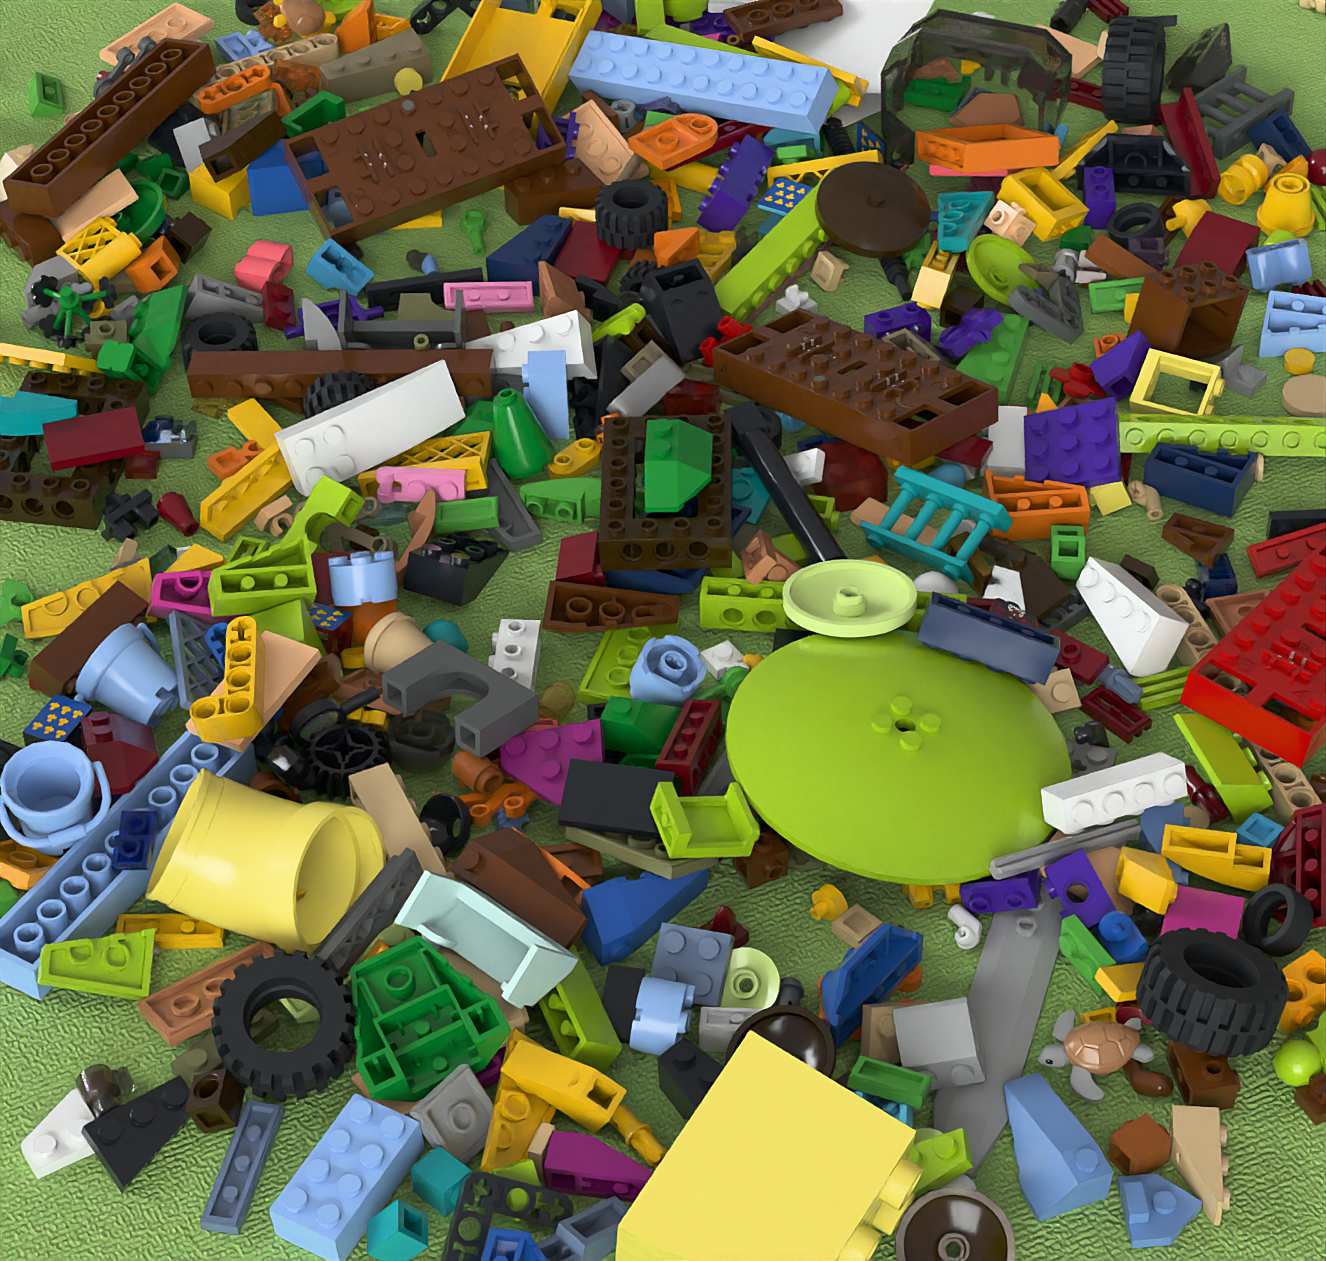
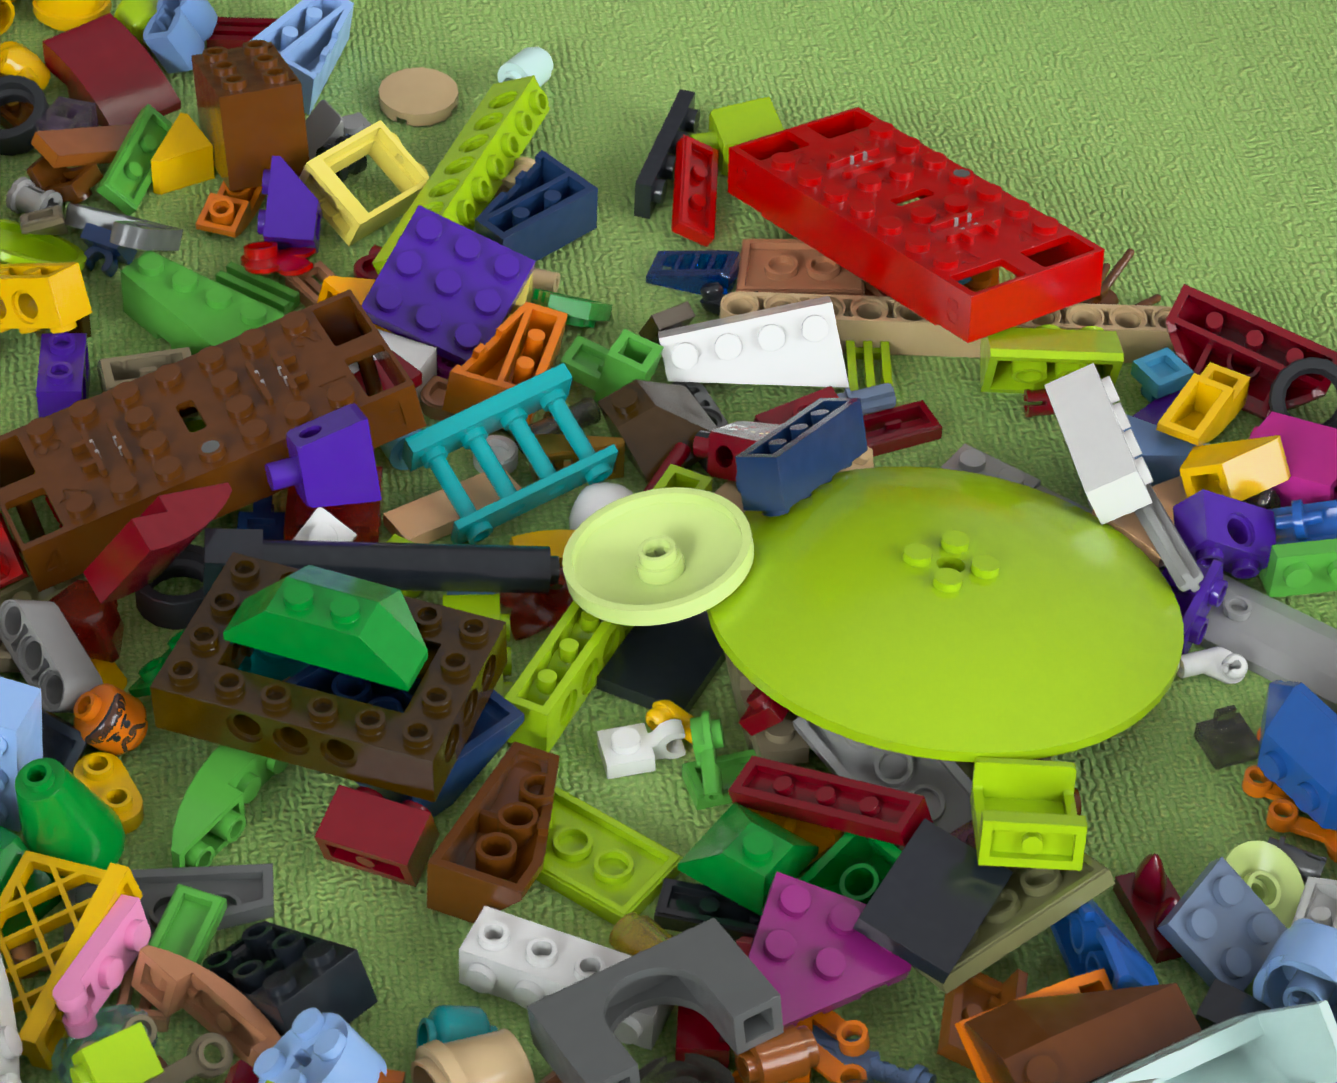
camera: 75 degrees left, 0 degrees up
(667, 672) = (665, 799): light blue brick -> none
(728, 388) = (153, 541): none -> dark red slope
(766, 562) = (528, 623): nougat bracket -> none
(828, 903) = (1139, 772): yellow tile -> none
(842, 433) = (329, 461): none -> dark purple torso
(855, 925) = (1175, 763): tan tile -> none
(972, 330) = (142, 308): dark purple plate -> none
(1091, 733) = (945, 447): black arm -> none
(1119, 520) = (580, 311): none -> green wing
(1198, 538) = (632, 259): reddish brown wing -> none
(1299, 361) = (346, 84): yellow tile -> none

